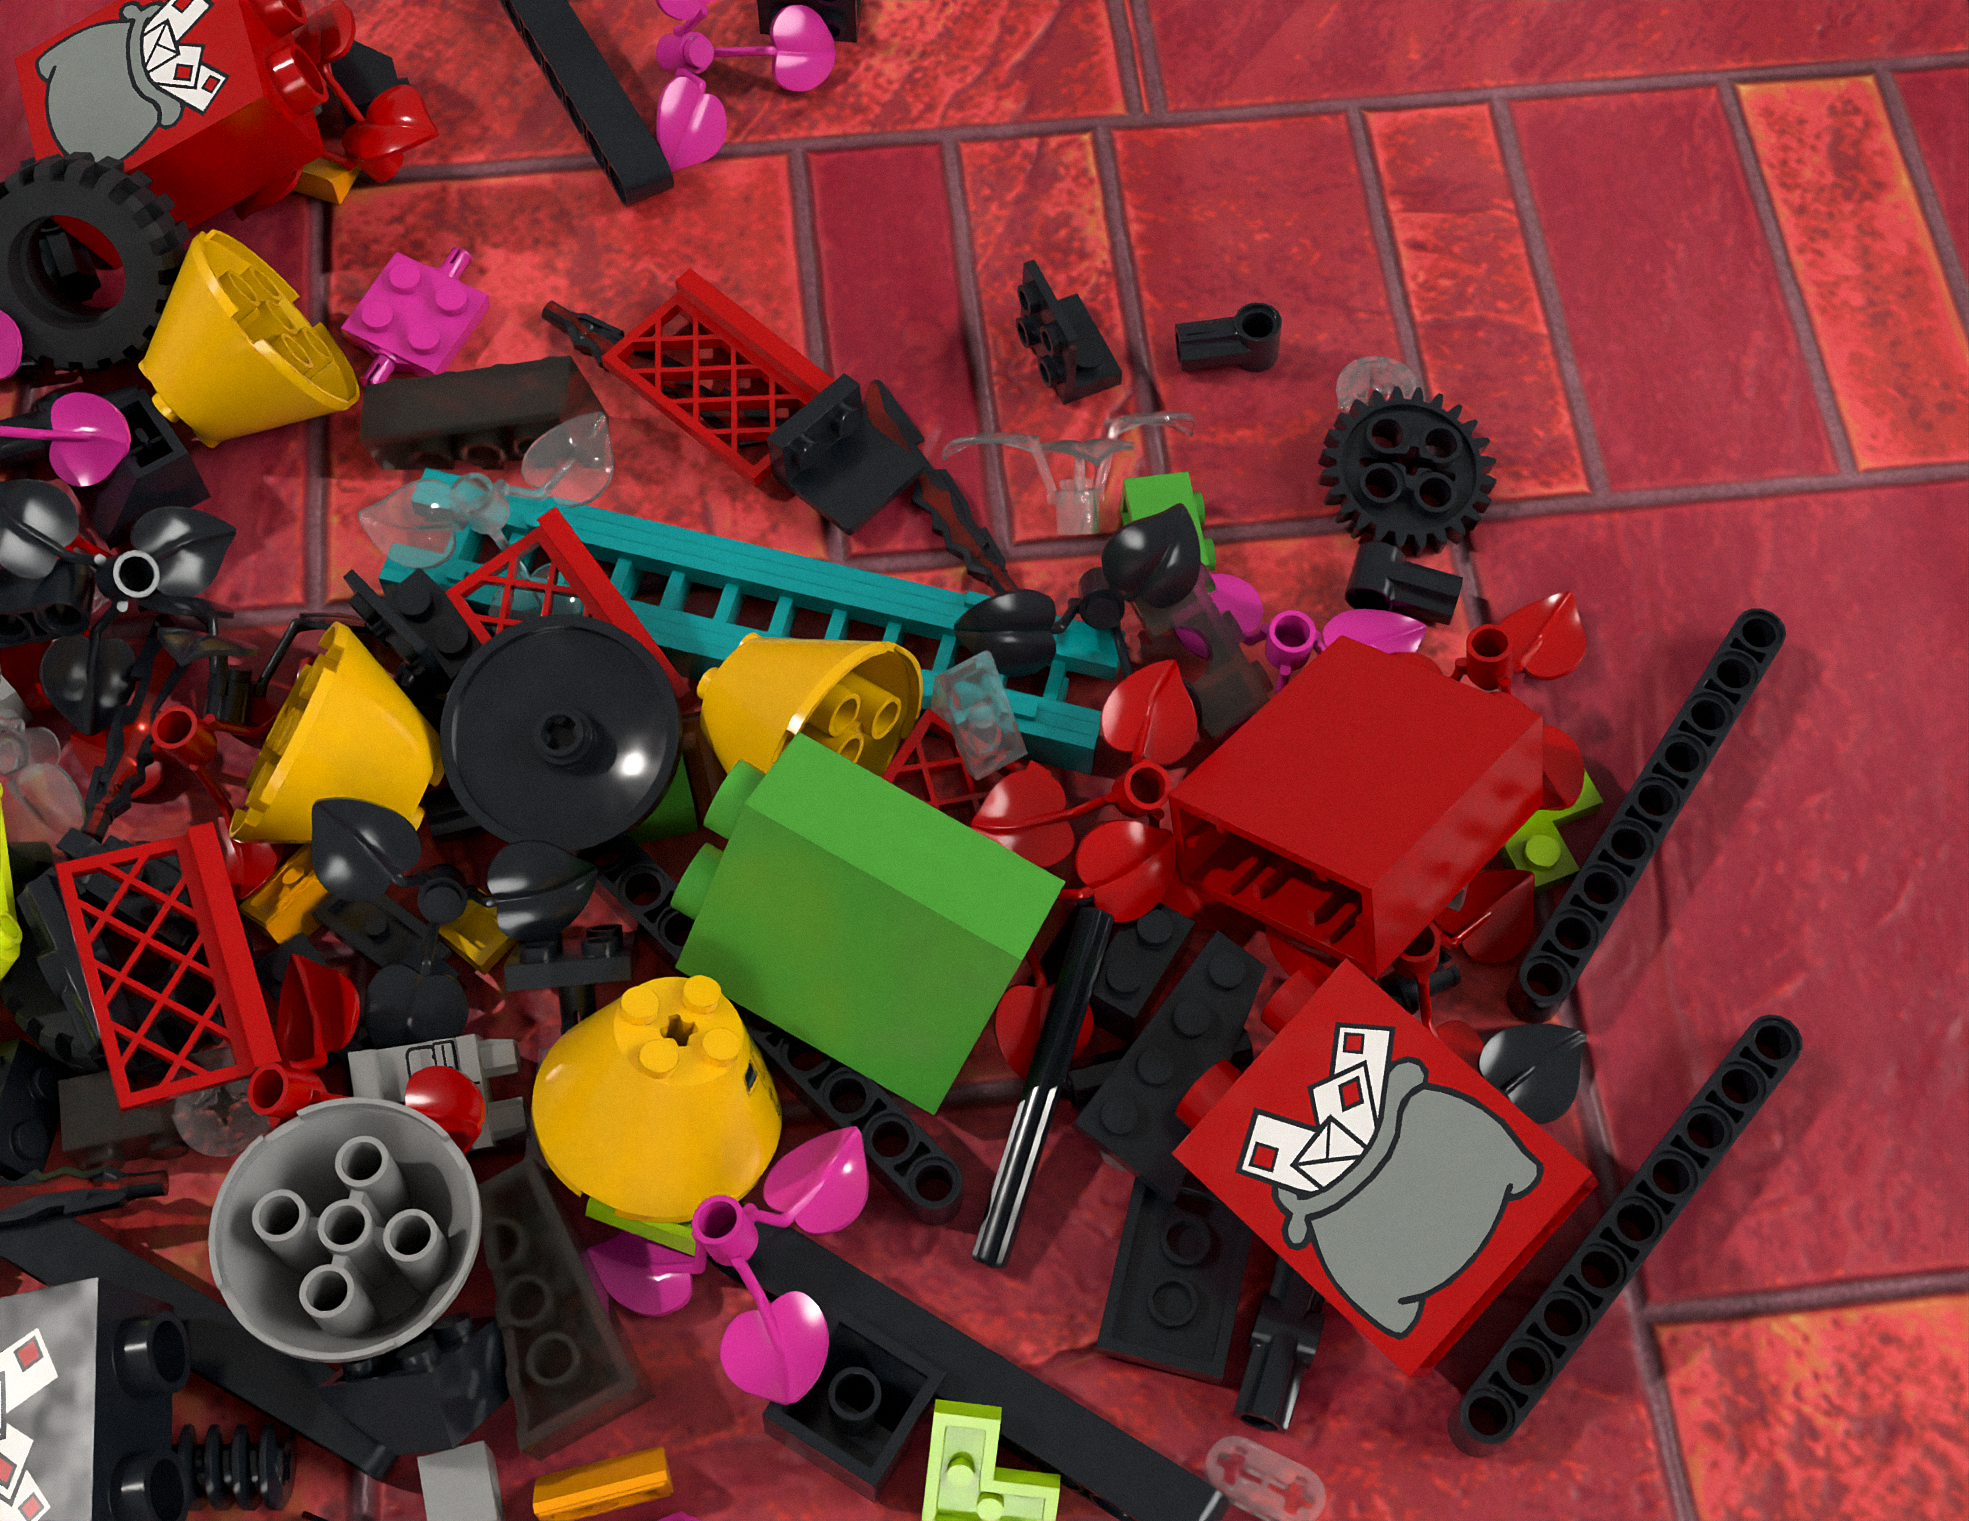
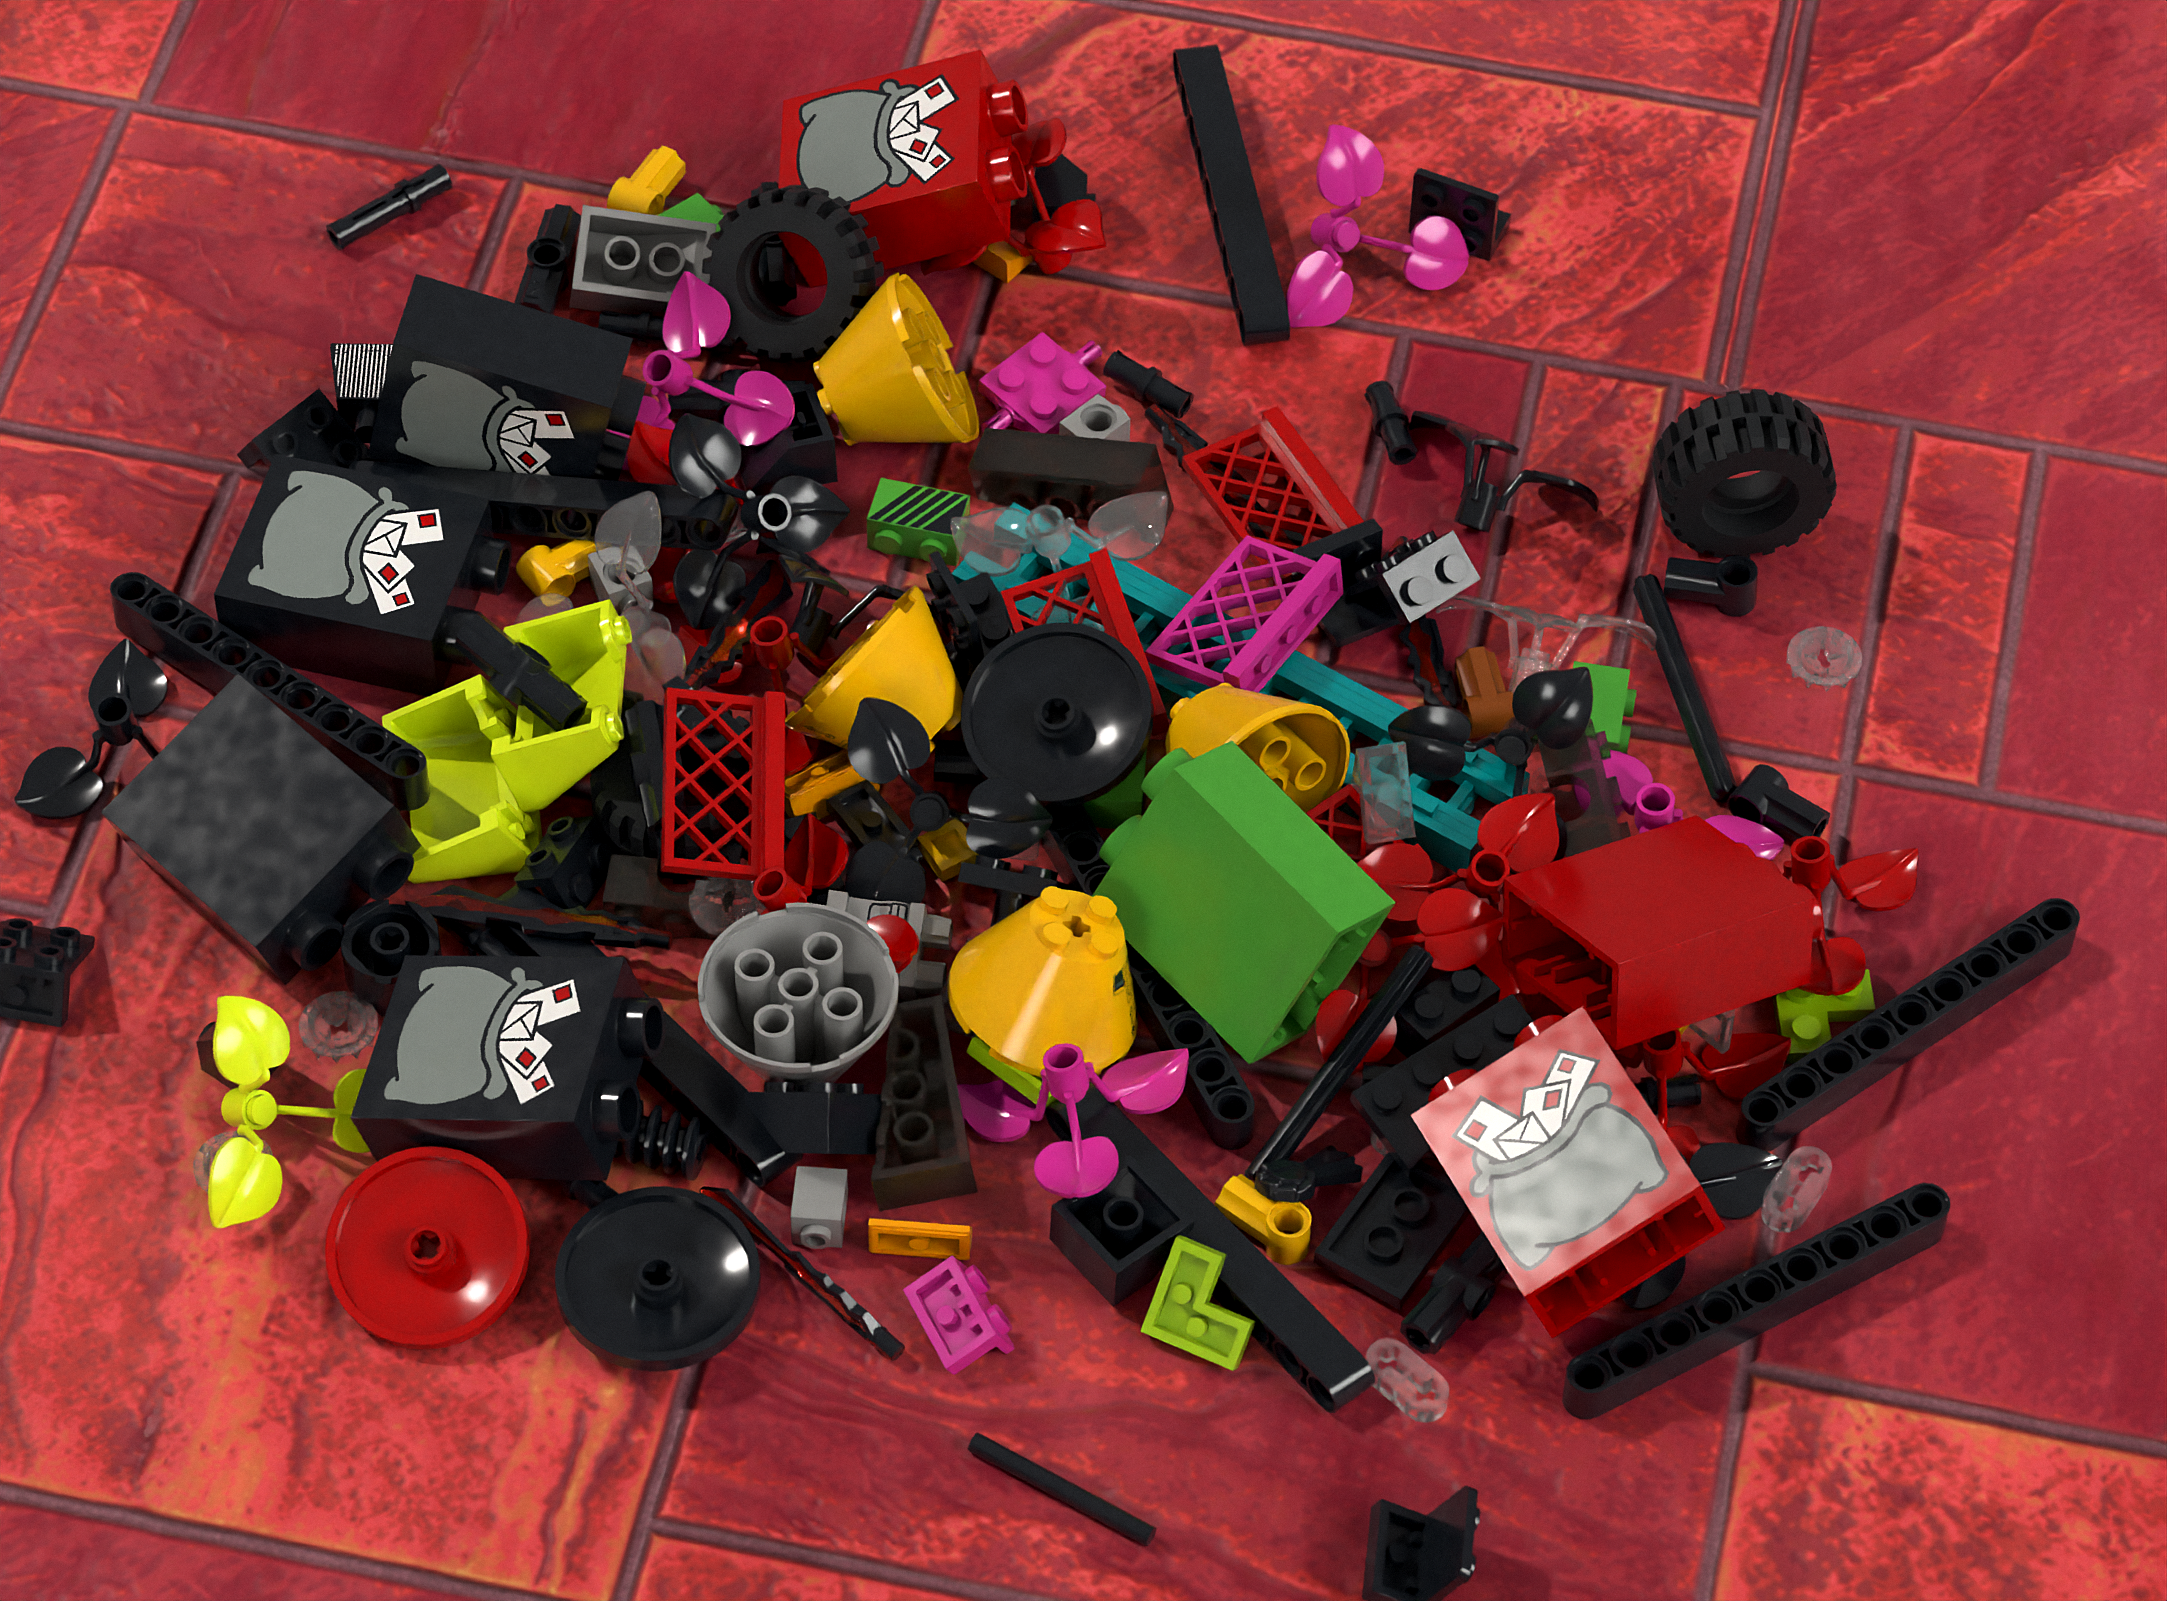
camera: 20 degrees right, 10 degrees down
(316, 520) = (915, 520): none -> bright green brick
(491, 342) = (1097, 420): none -> light grey brick
(534, 280) = (1148, 384): none -> black pin
(783, 559) = (1277, 631): none -> dark pink fence
(817, 252) = (1390, 422): none -> black pin
(917, 427) = (1418, 575): none -> bracket
(947, 313) = (1479, 498): none -> black plant
(1012, 1314) = (1266, 1219): none -> yellow piece
(1039, 555) = (1483, 692): none -> dark orange piece
(1040, 1263) = (1297, 1181): none -> black piece
(1064, 340) = (1573, 544): black bracket -> none
(1233, 207) = (1738, 437): none -> black tyre
(1247, 474) = (1685, 688): none -> black axle
(1409, 428) = (1836, 690): black gear -> none
(1621, 1061) = (1787, 1184): none -> clear beam

